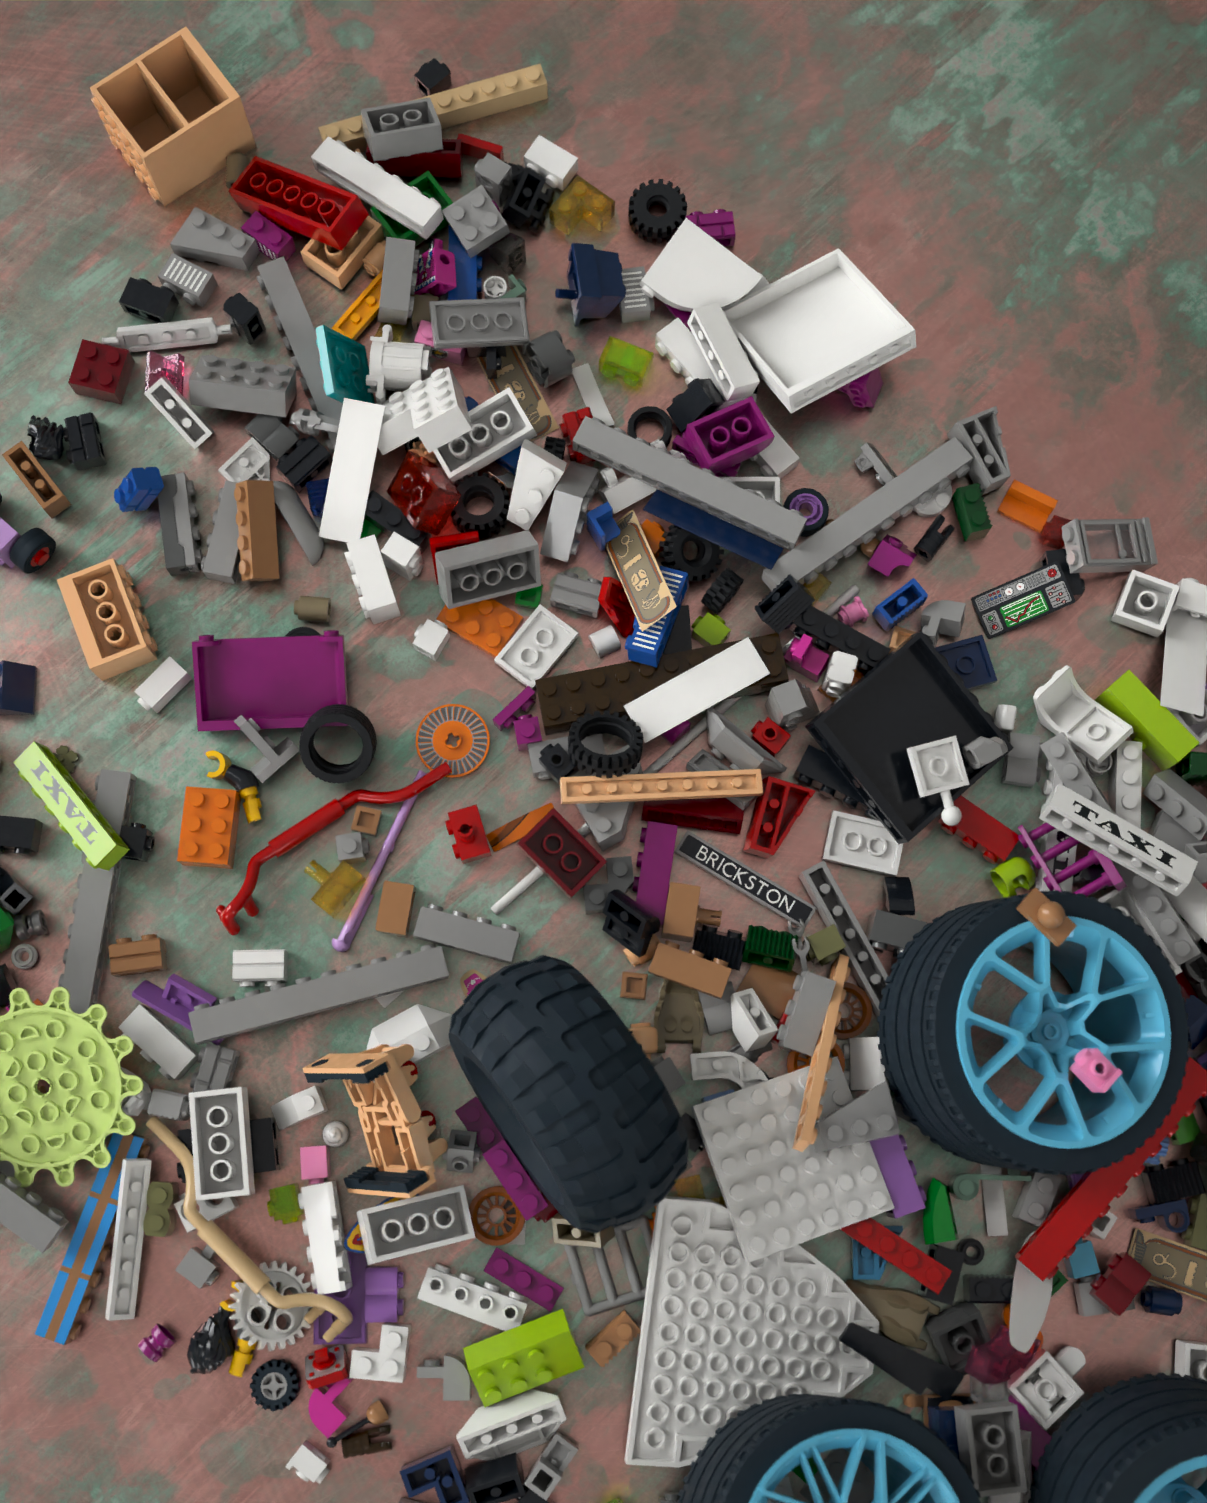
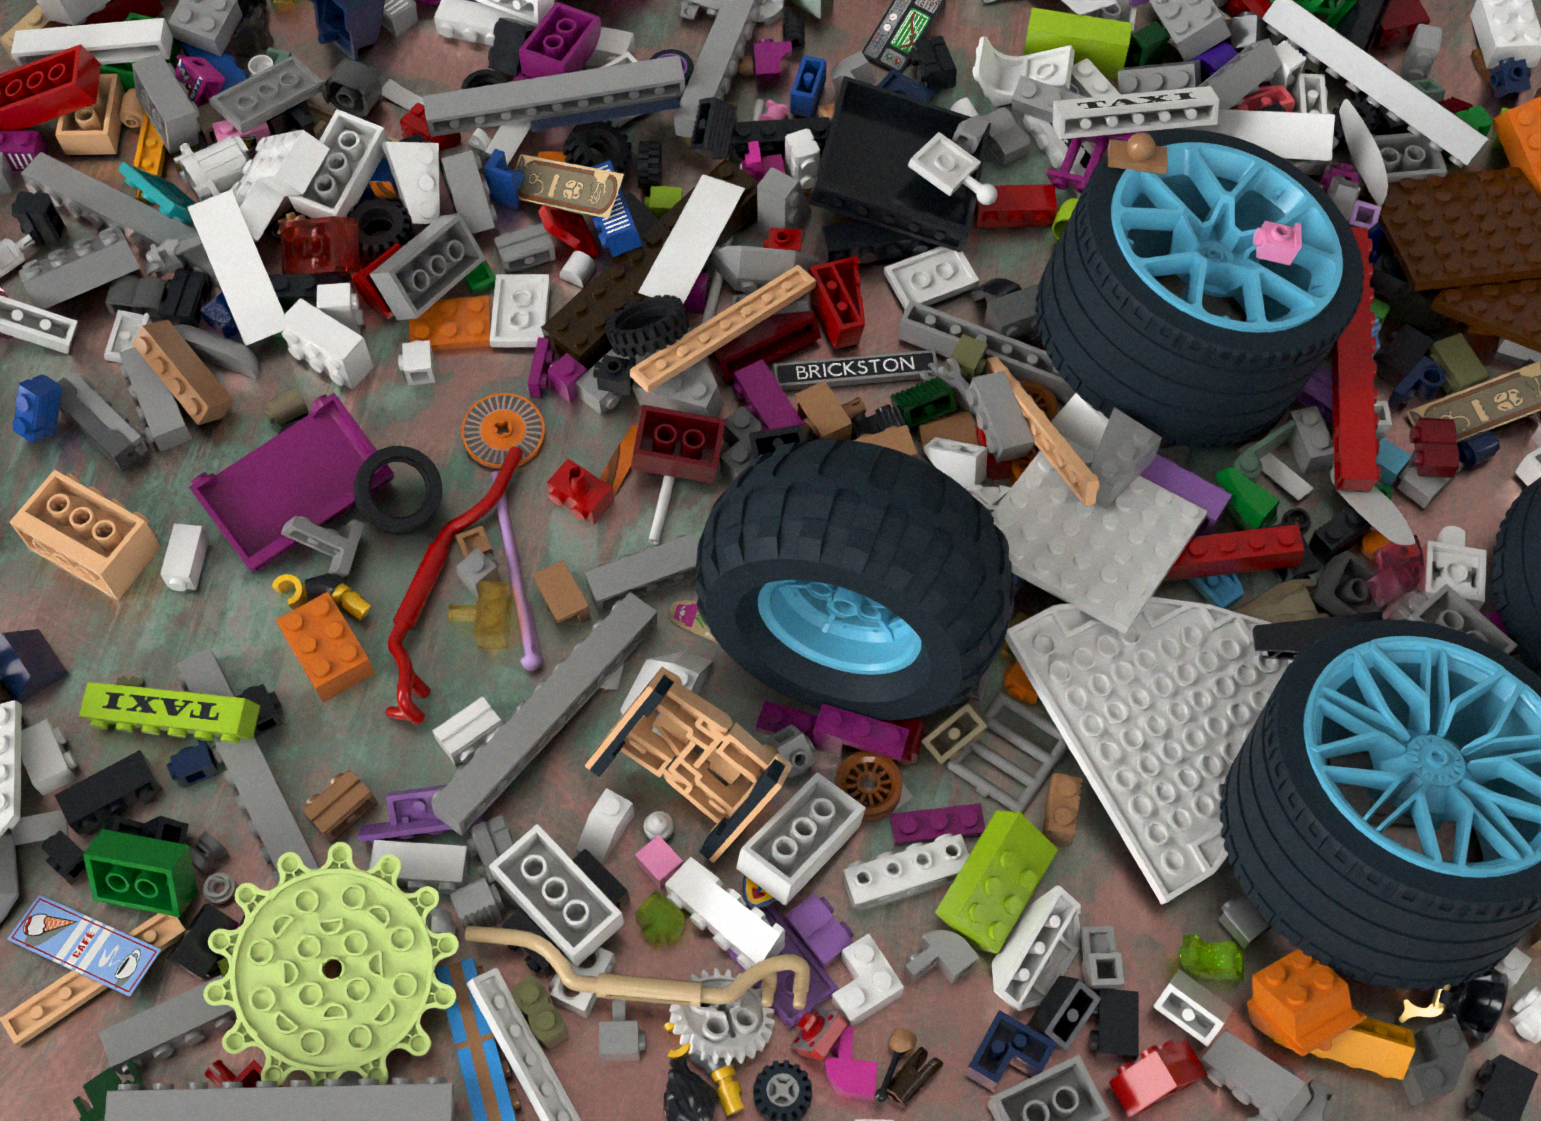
camera: 35 degrees left, 15 degrees down
(63, 852) = (193, 764): none -> dark blue brick
(625, 361) = (423, 56): clear neon green brick -> none
(1018, 653) = (934, 63): none -> black brick

